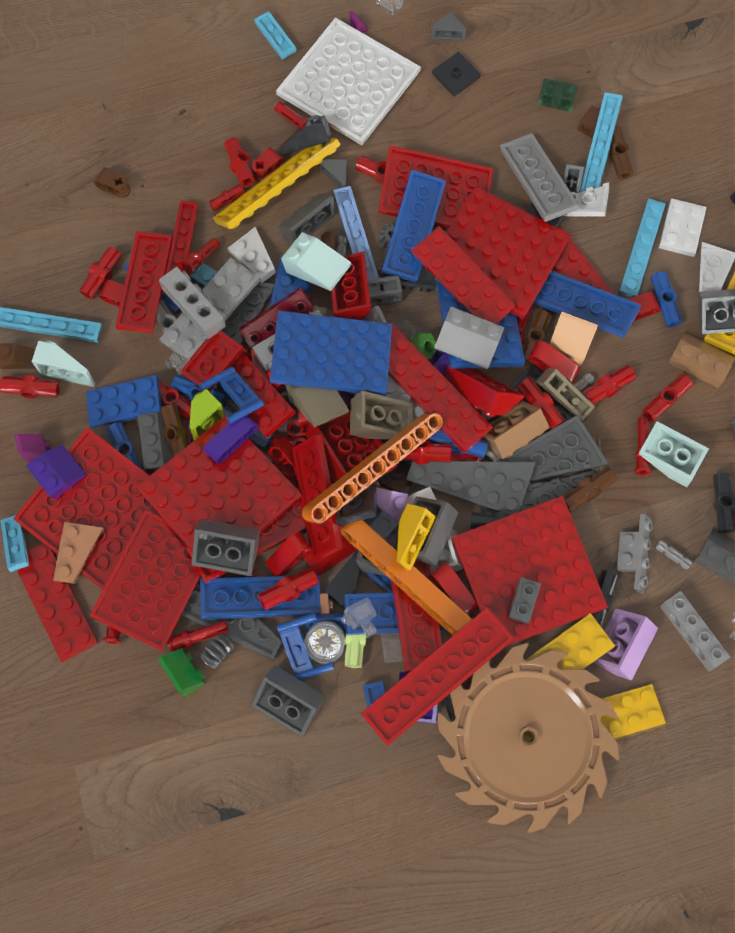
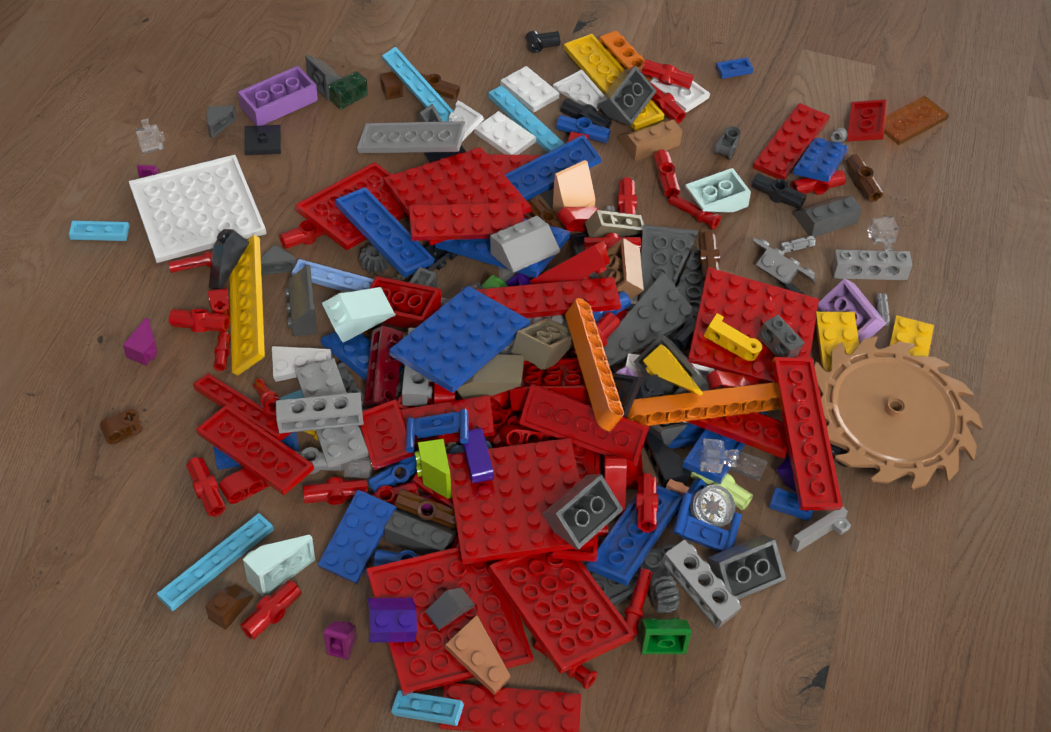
camera: 60 degrees left, 20 degrees down
(97, 505) = (449, 607): none -> dark grey slope
(154, 359) = (334, 491): none -> red piece
(194, 141) = (141, 344): none -> magenta slope
(229, 701) = (702, 595): none -> light grey brick
(381, 750) = (834, 521): none -> light grey hinge
(493, 577) = (732, 339): none -> yellow leg
(505, 50) = (278, 96): none -> medium lavender brick
(557, 63) = (321, 75): none -> dark grey slope
(610, 243) = (505, 134): none -> white plate
(652, 668) = (882, 307): none -> light grey axle
(686, 291) = (588, 111): none -> black piece

